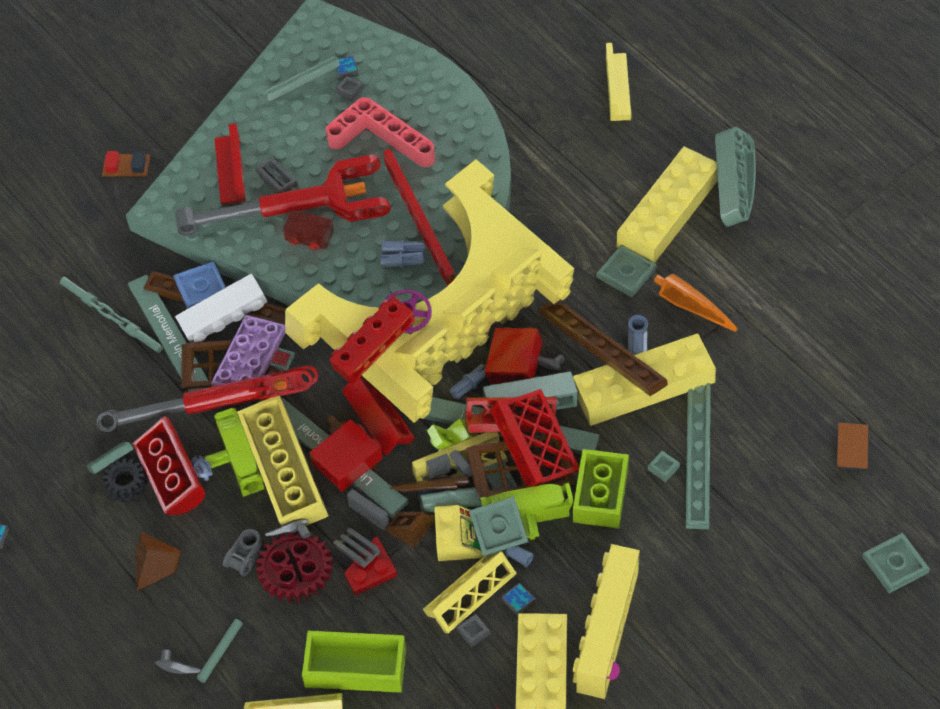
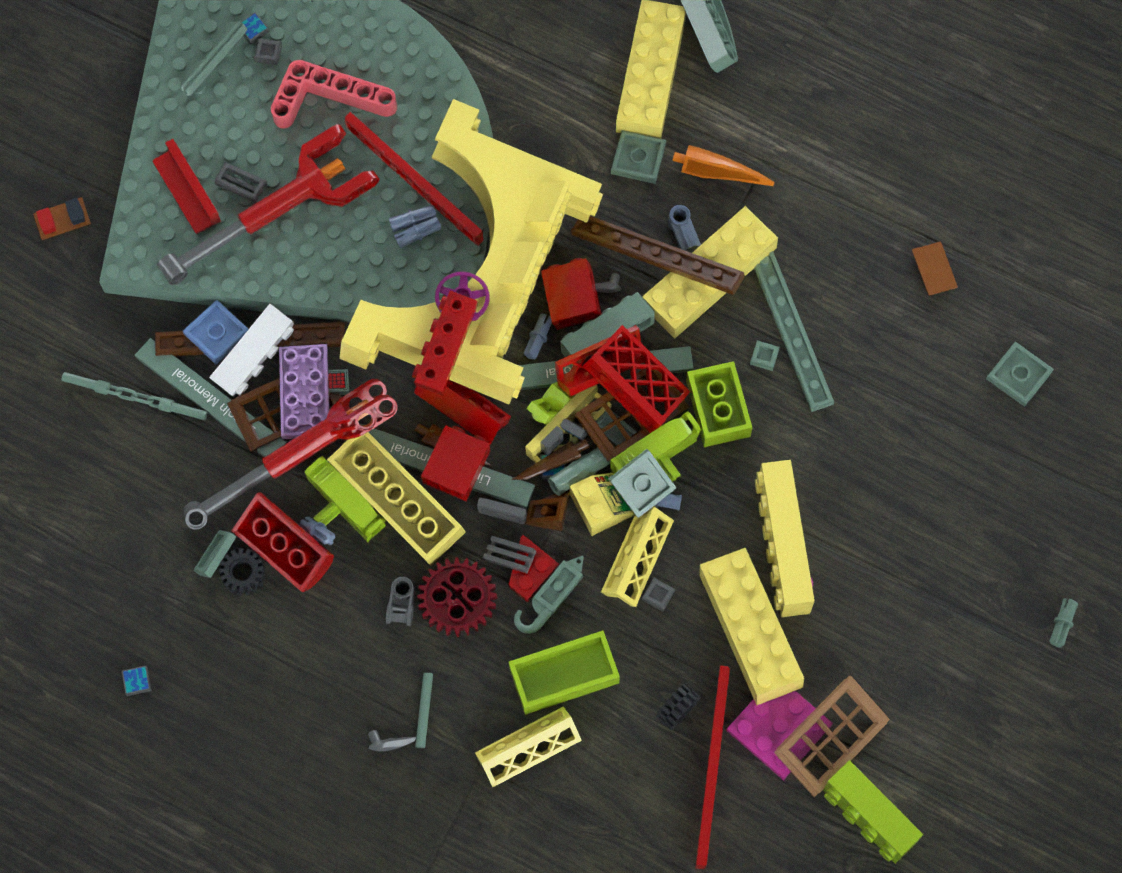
camera: 25 degrees left, 15 degrees up
(154, 560) = (314, 644): reddish brown slope -> none
(293, 526) = (444, 555): dark grey bar -> none
(308, 230) = (305, 233): clear red brick -> none
(379, 594) = (552, 594): none -> sand green plate
(518, 599) = (687, 546): tile -> none

